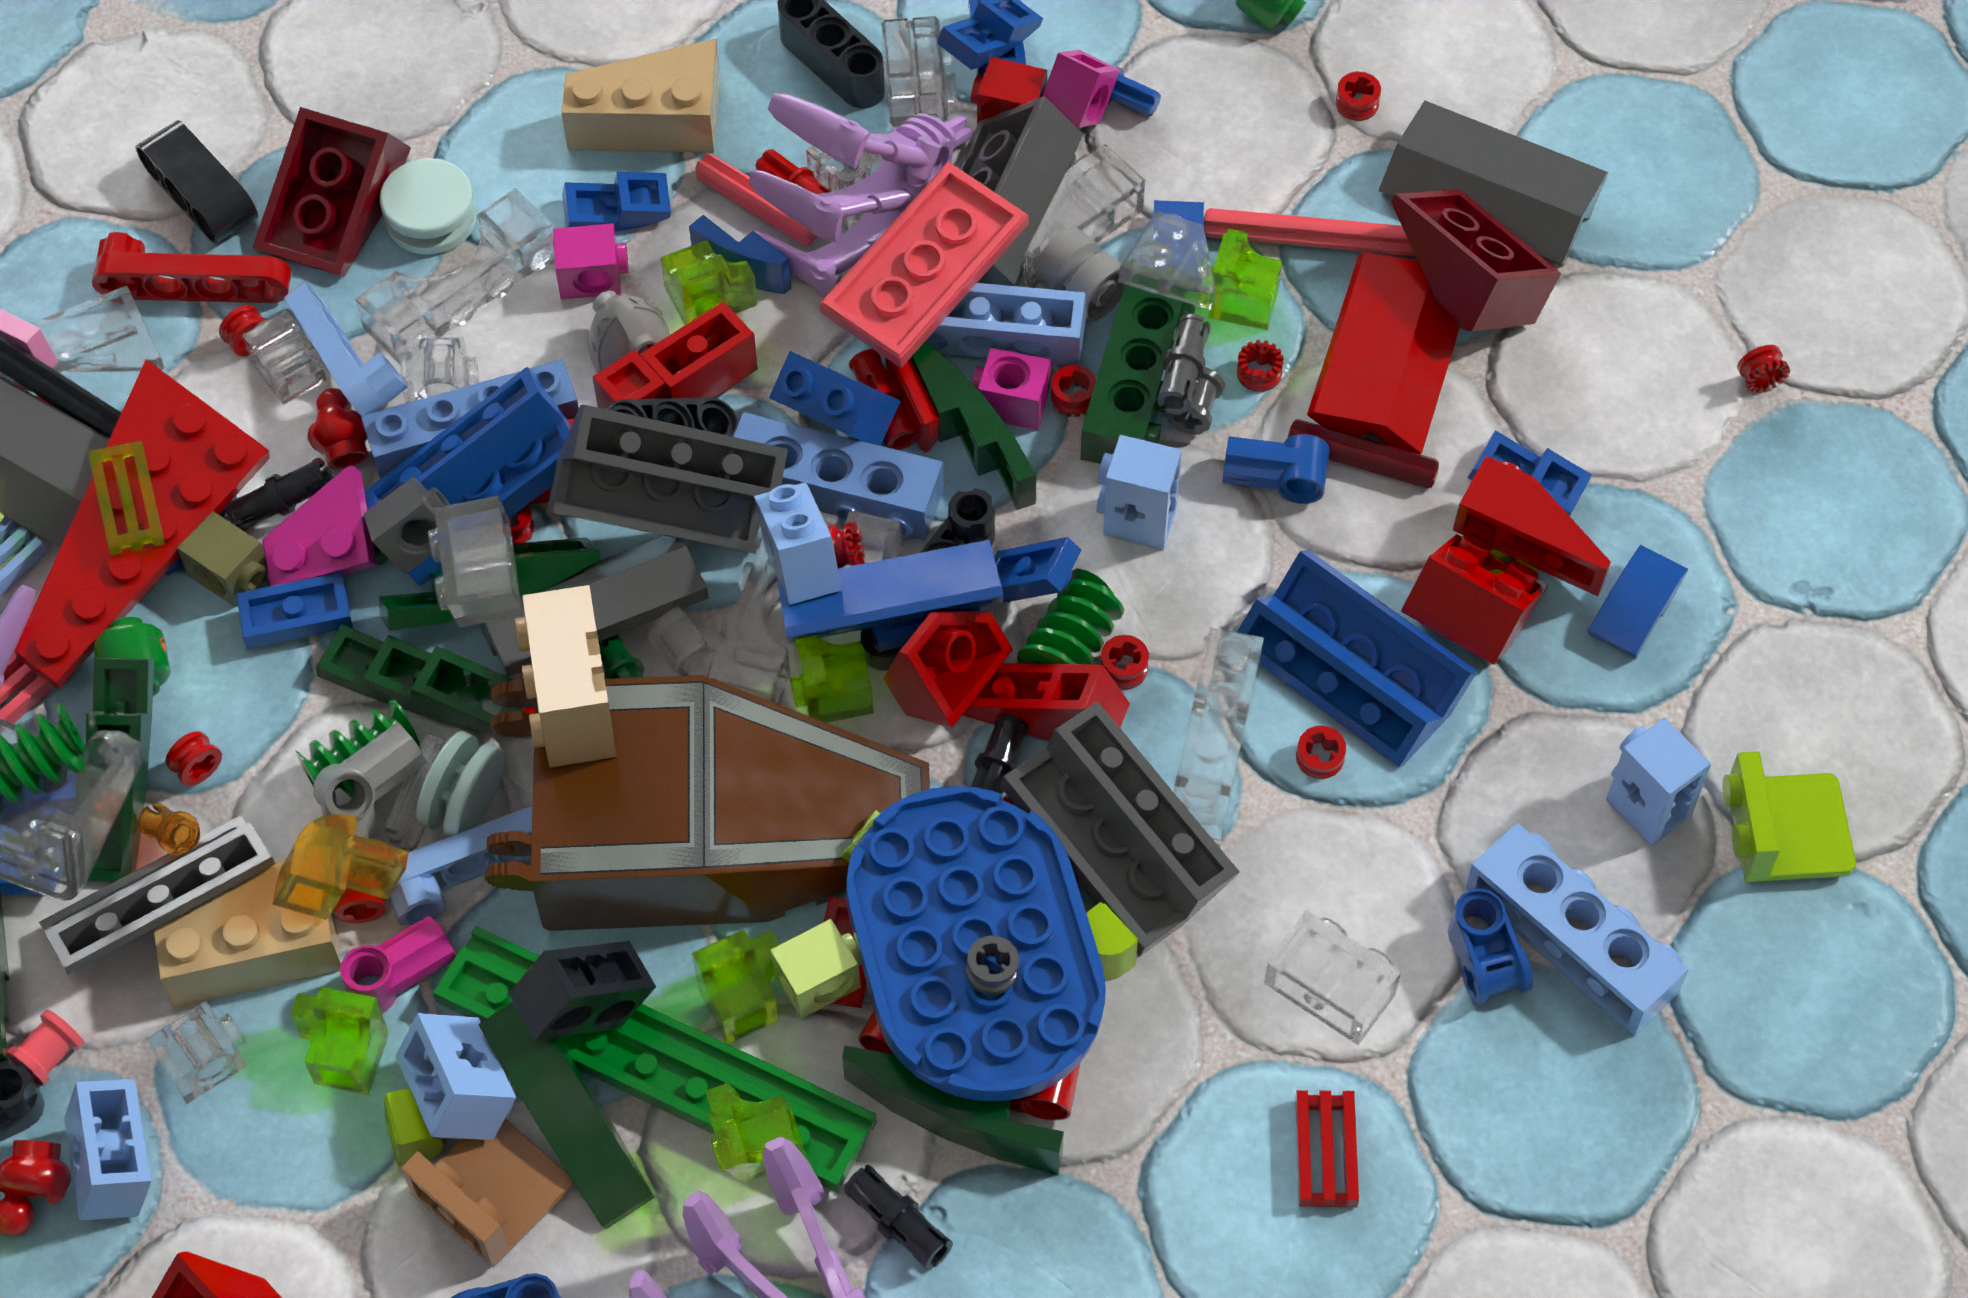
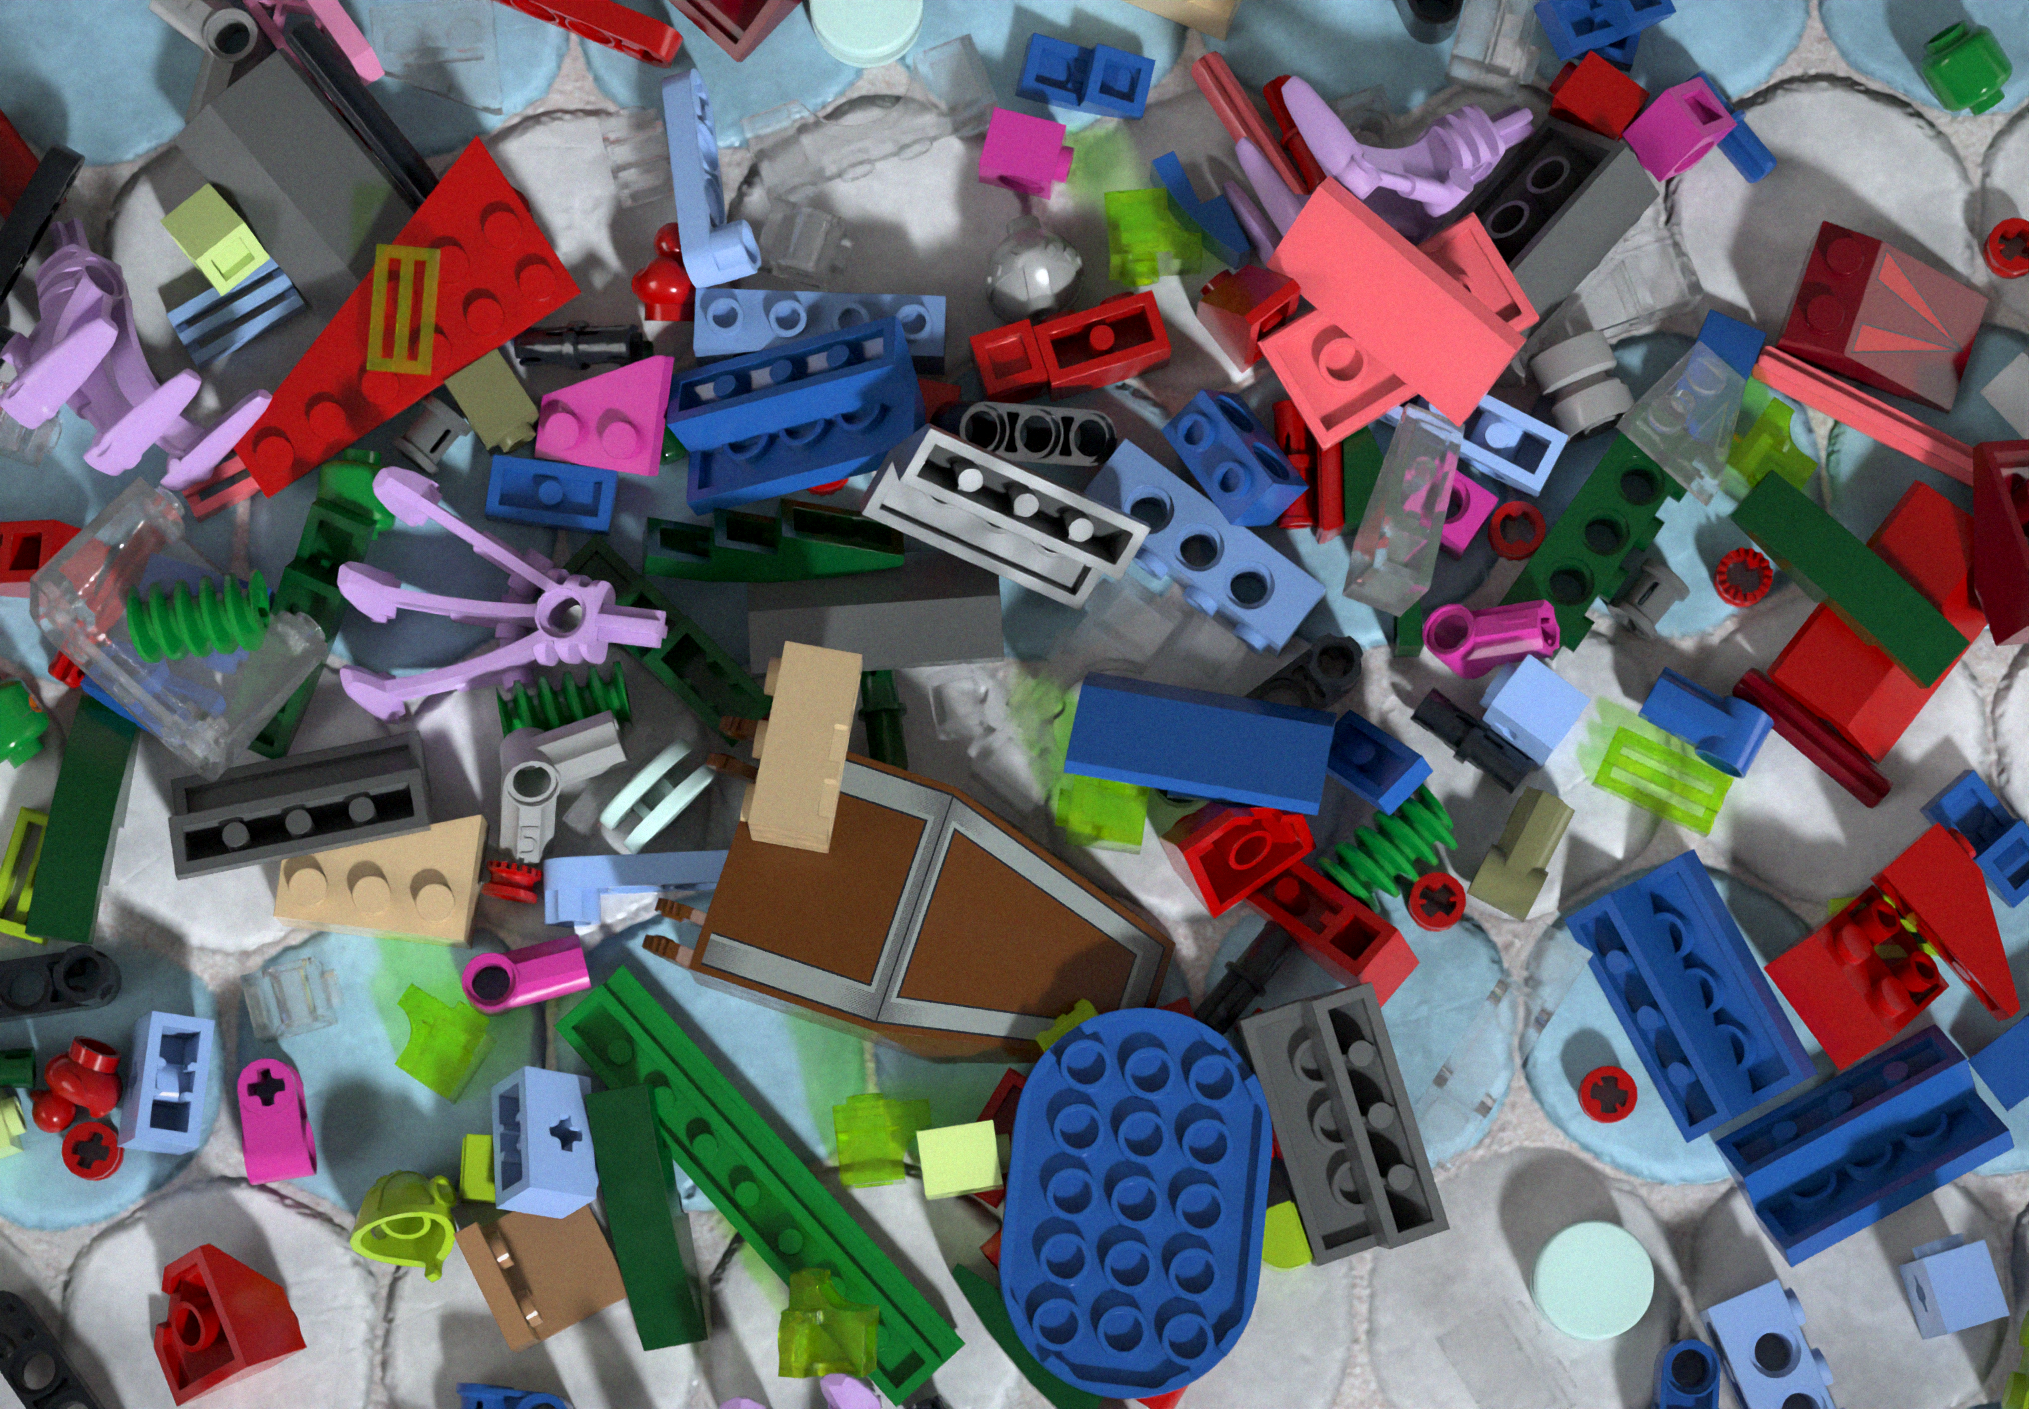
camera: 20 degrees right, 20 degrees up
(45, 1047) = (136, 932): coral bush -> none
(47, 1227) = (86, 1133): none -> red bush
(174, 831) = (341, 732): clear orange pin -> none
(180, 599) = (431, 435): none -> dark grey bush
(193, 758) = (388, 642): red bush -> none
(217, 1156) = (278, 1136): none -> dark pink piece
(238, 323) = (603, 99): red bush -> none
(303, 703) = (379, 594): none -> lavender piece
(333, 858) = (481, 852): clear yellow brick -> none
(358, 1188) = (408, 1220): none -> lime helmet
(387, 522) = (705, 452): dark grey brick -> none
(476, 562) = (758, 543): clear brick -> none
(582, 990) = (701, 1111): black brick -> none
(793, 305) = (1245, 309): none -> red slope
(798, 542) = (1117, 658): light blue brick -> none
(846, 545) = (1173, 660): red bush -> none
(913, 223) = (1395, 301): none -> coral tile
(983, 382) = (1405, 514): none -> clear slope
(1005, 956) = (1156, 1240): dark grey bush -> none
(1073, 460) = (1491, 635): none -> dark pink piece
(1104, 538) = (1472, 740): none -> black pin
(1176, 609) = (1516, 866): none -> olive piece
(1184, 363) = (1647, 565): dark grey pin -> none
(1262, 514) = (1673, 760): none -> clear neon green tile
(1282, 163) = (1881, 318): none -> dark red slope
(1338, 318) = (1848, 578): none -> dark green slope
(1371, 886) = (1592, 1280): none -> light aqua head
(1536, 717) = (1863, 1145): none -> blue slope

